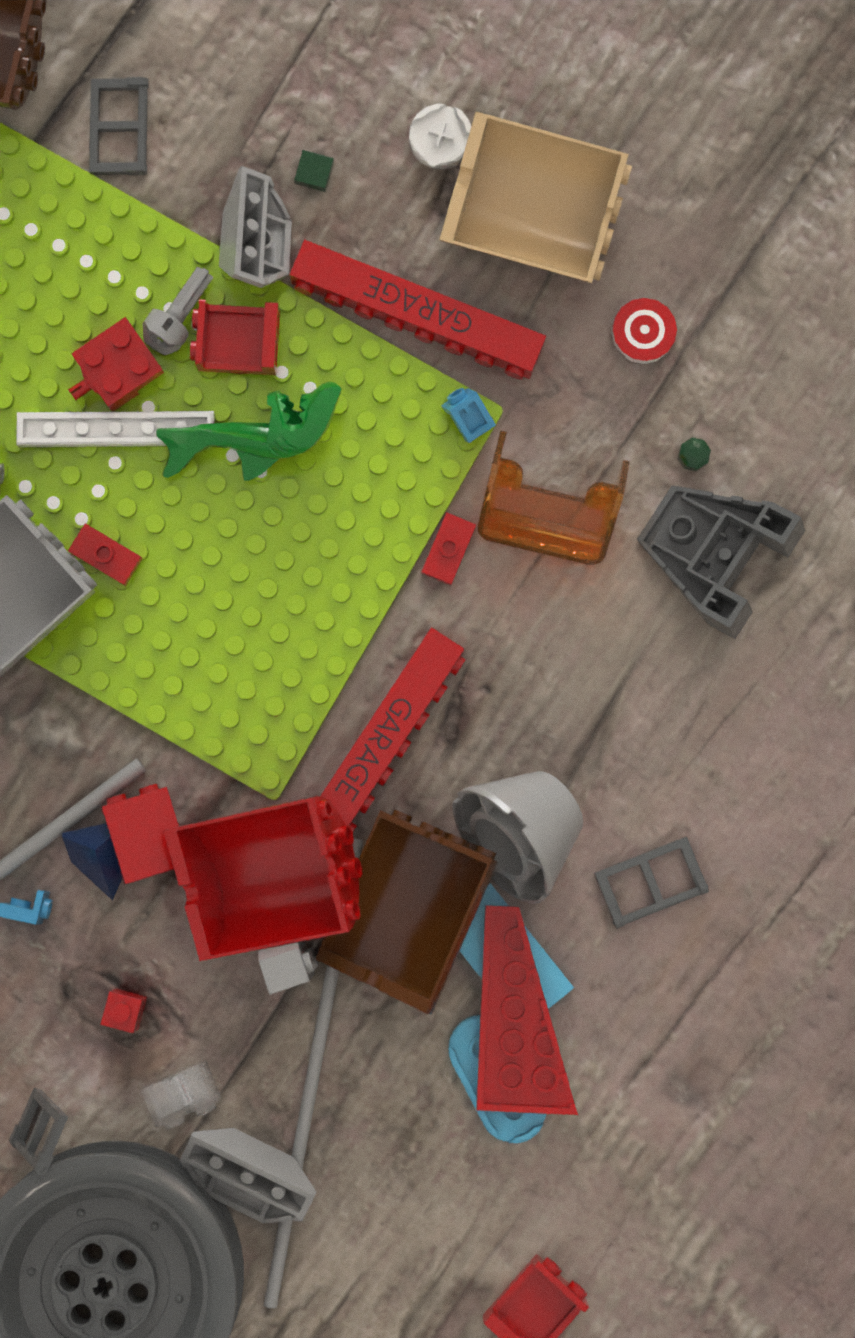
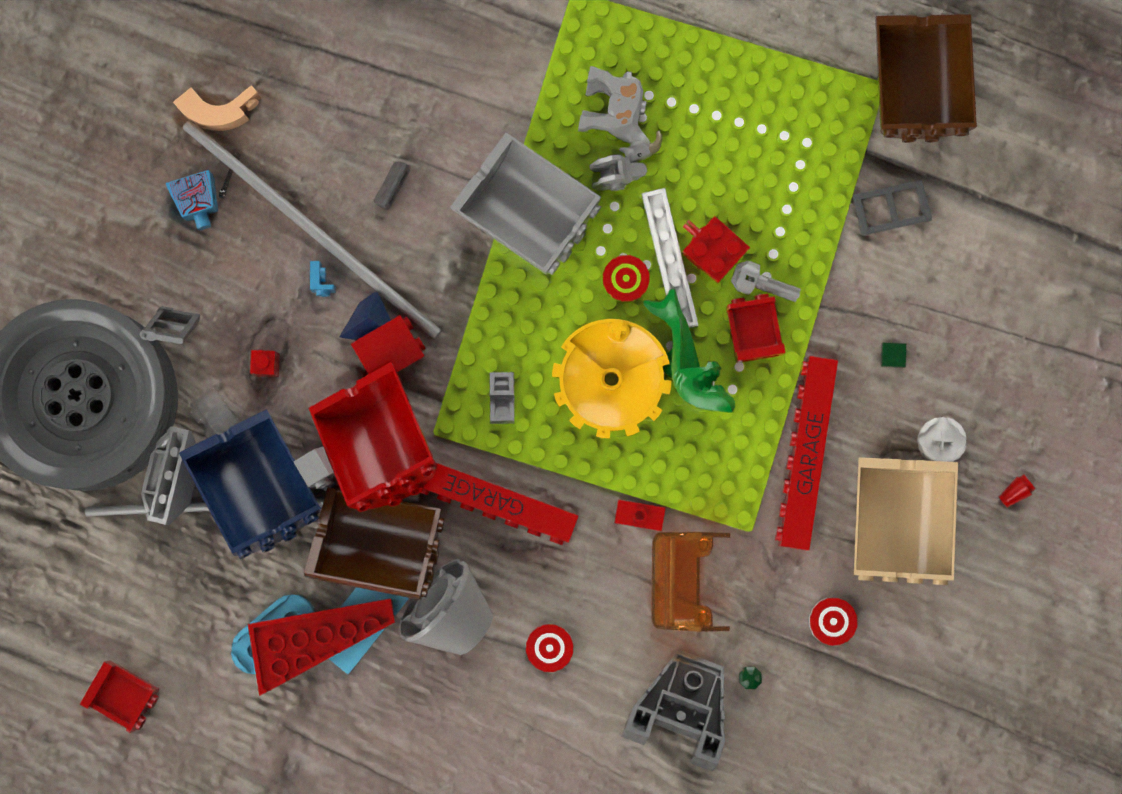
camera: 90 degrees right, 0 degrees up
(105, 554) = (578, 273): red plate -> none
(127, 492) = (626, 278): none -> red tile
(224, 517) = (616, 349): none -> yellow piece
(248, 695) = (502, 398): none -> flat silver slope
(255, 231) = (834, 324): light grey wedge -> none
(287, 1062) = (251, 485): none -> dark blue cylinder
(468, 413) = (739, 507): dark azure bracket -> none
(528, 56) = (1016, 491): none -> red cone
(597, 708) = (549, 648): none -> red tile
(660, 904) = (402, 697): dark grey window -> none

